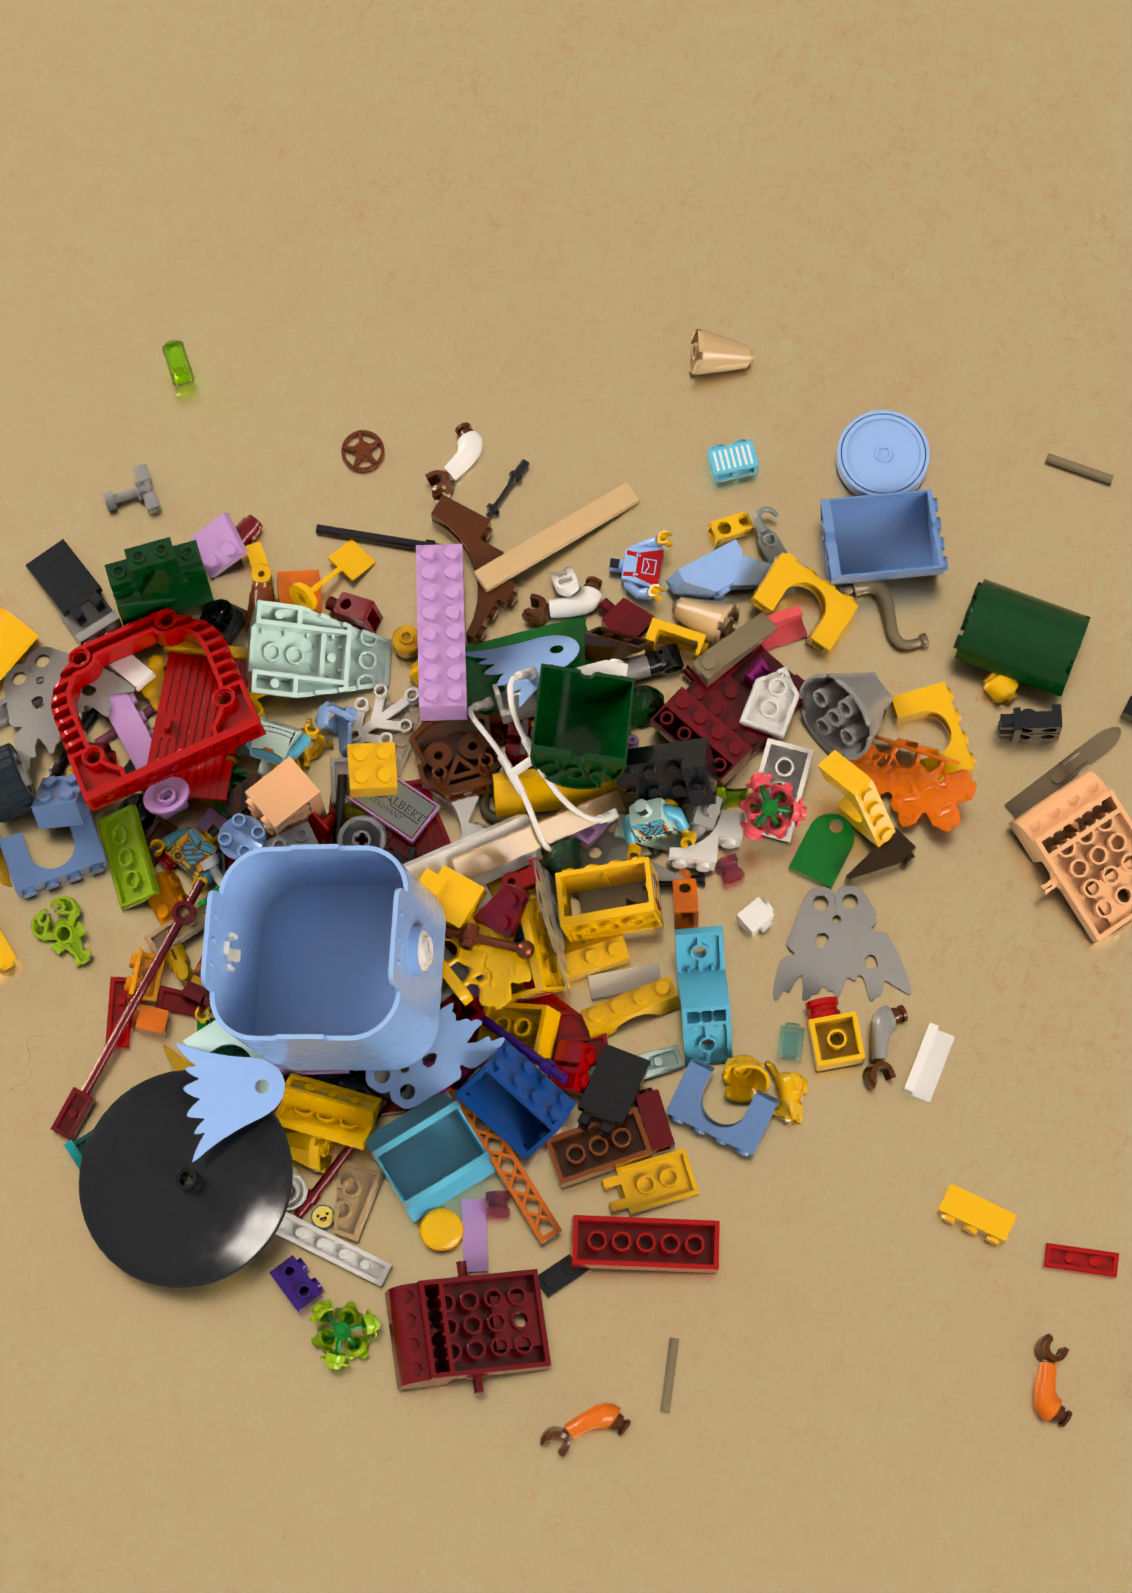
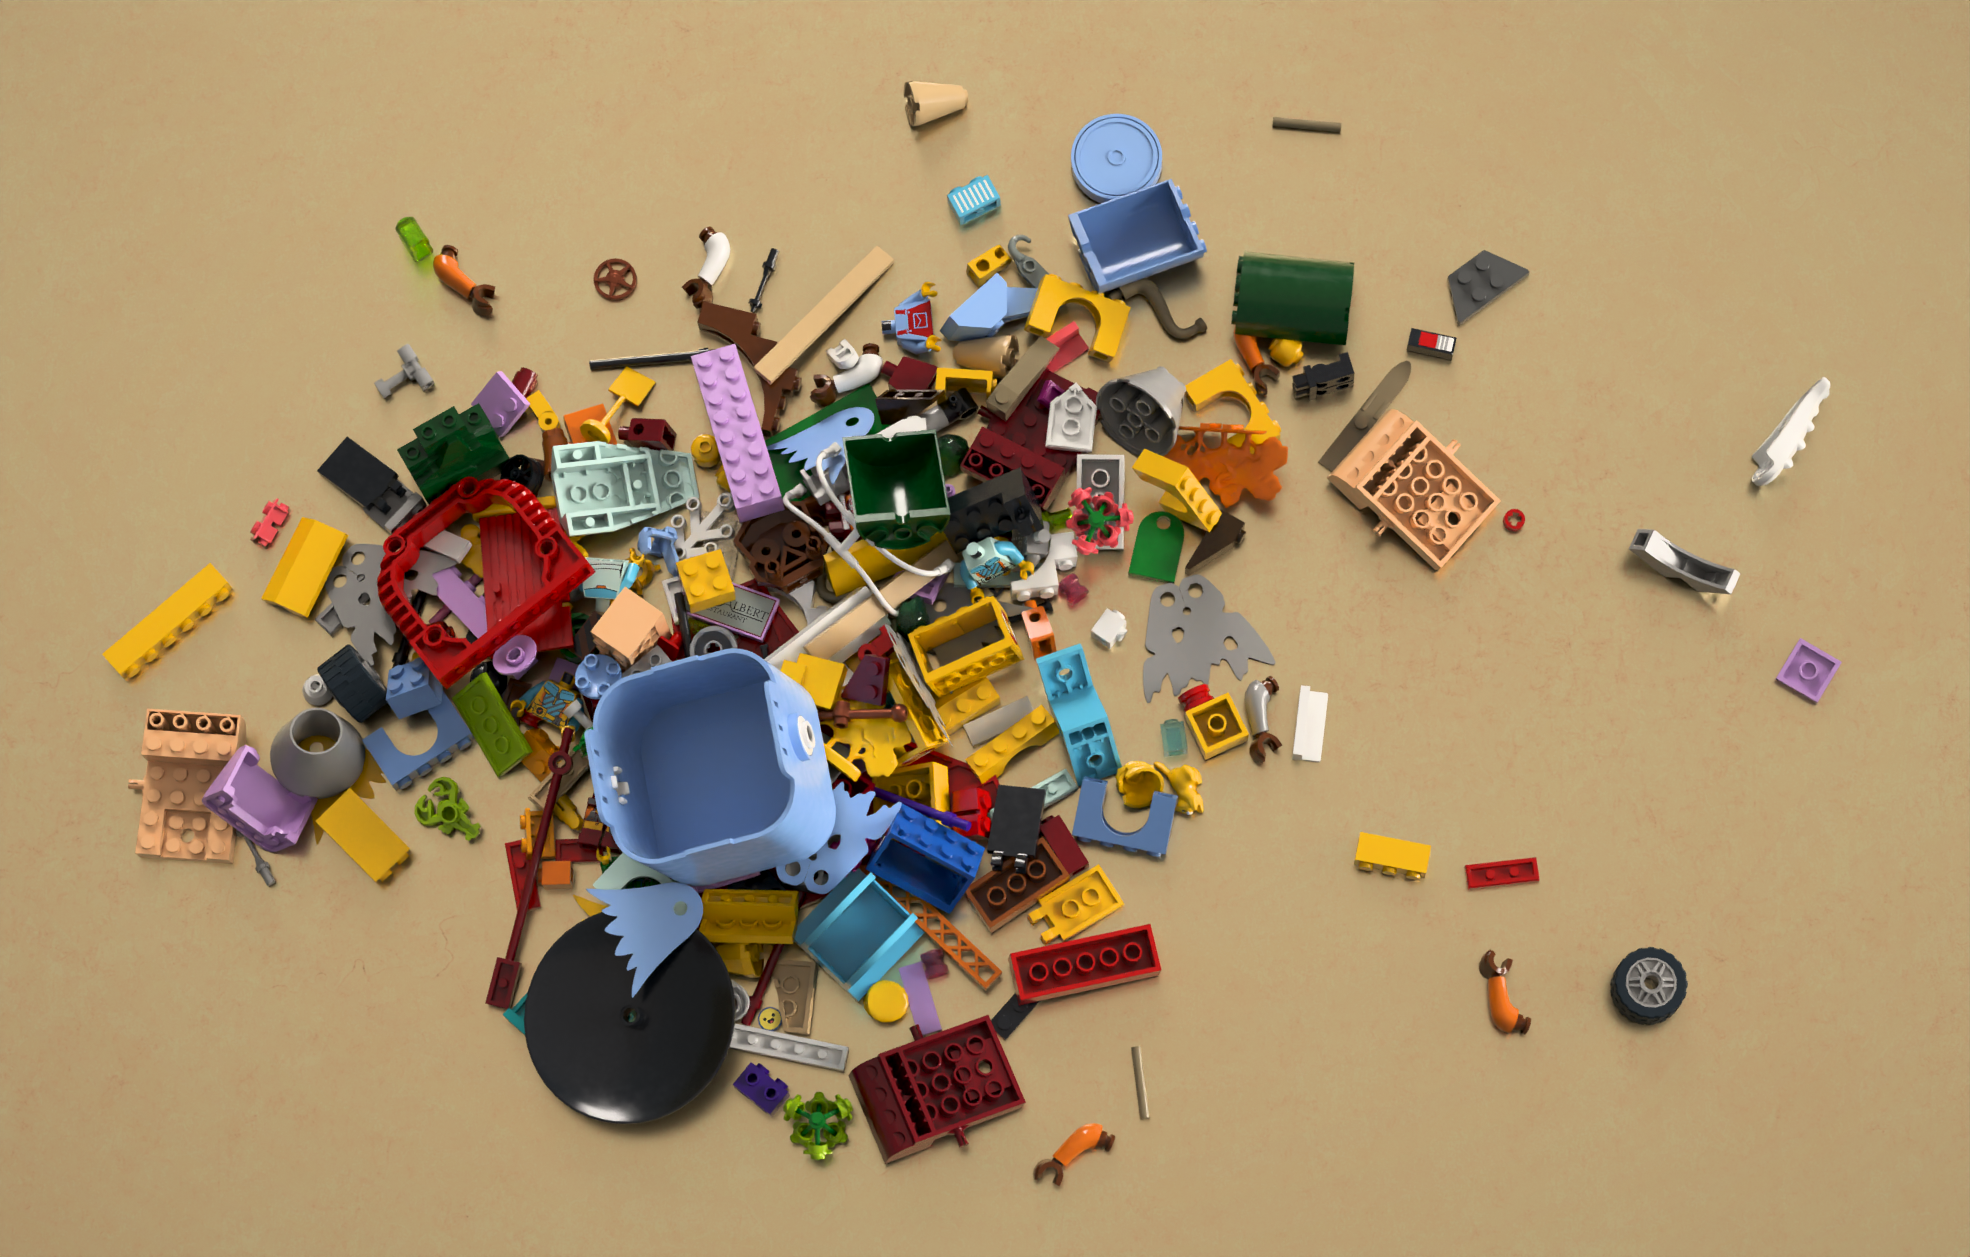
camera: 10 degrees left, 0 degrees up
(203, 404) = (447, 271): none -> piece
(966, 683) = (1249, 349): none -> piece

